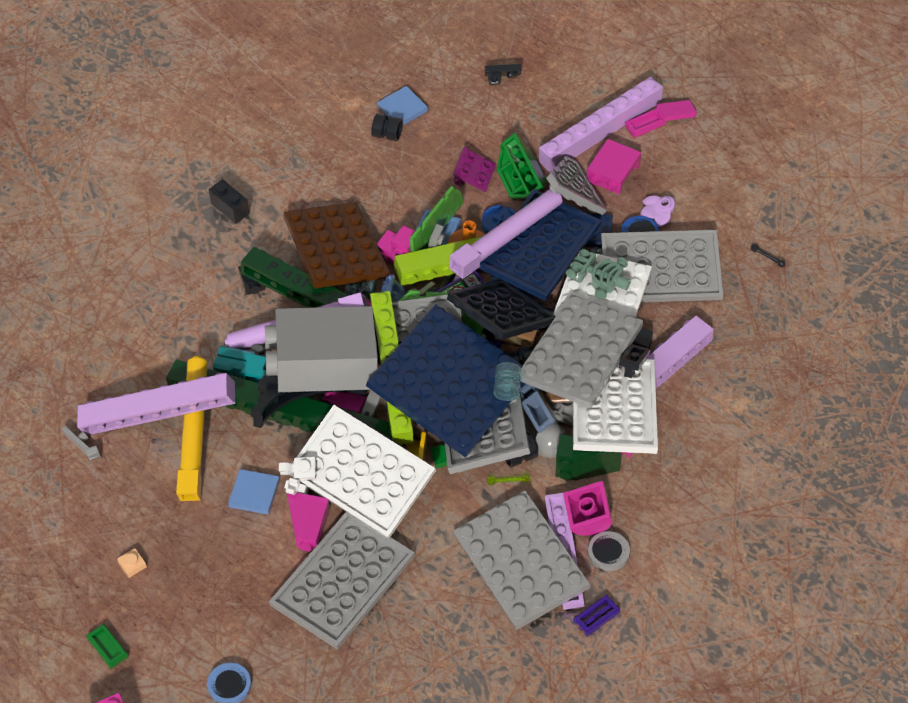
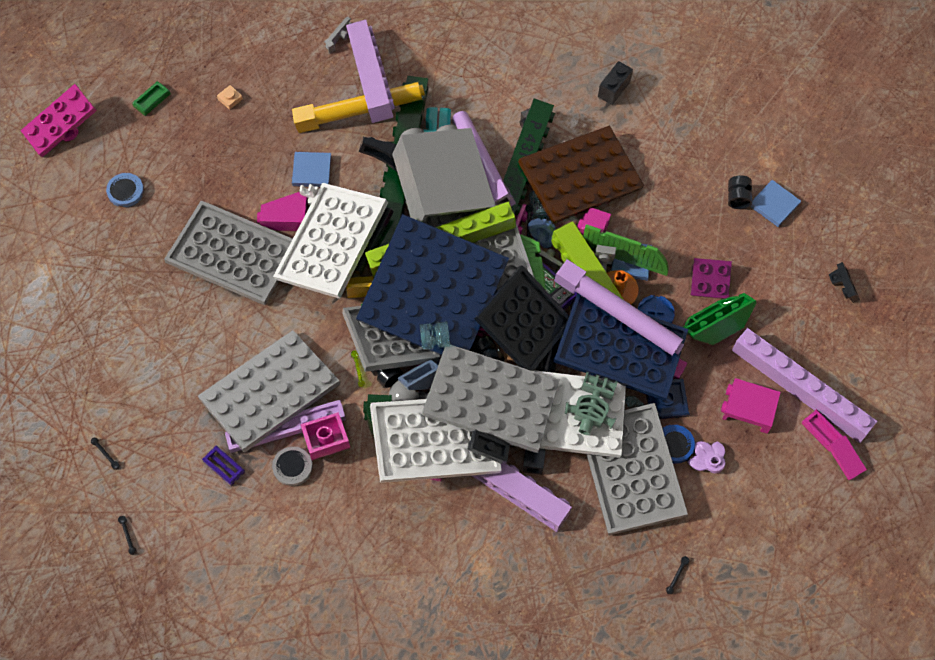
camera: 75 degrees right, 10 degrees up
(303, 468) = (324, 191): white plate -> none
(574, 185) = (704, 365): light grey plate -> none

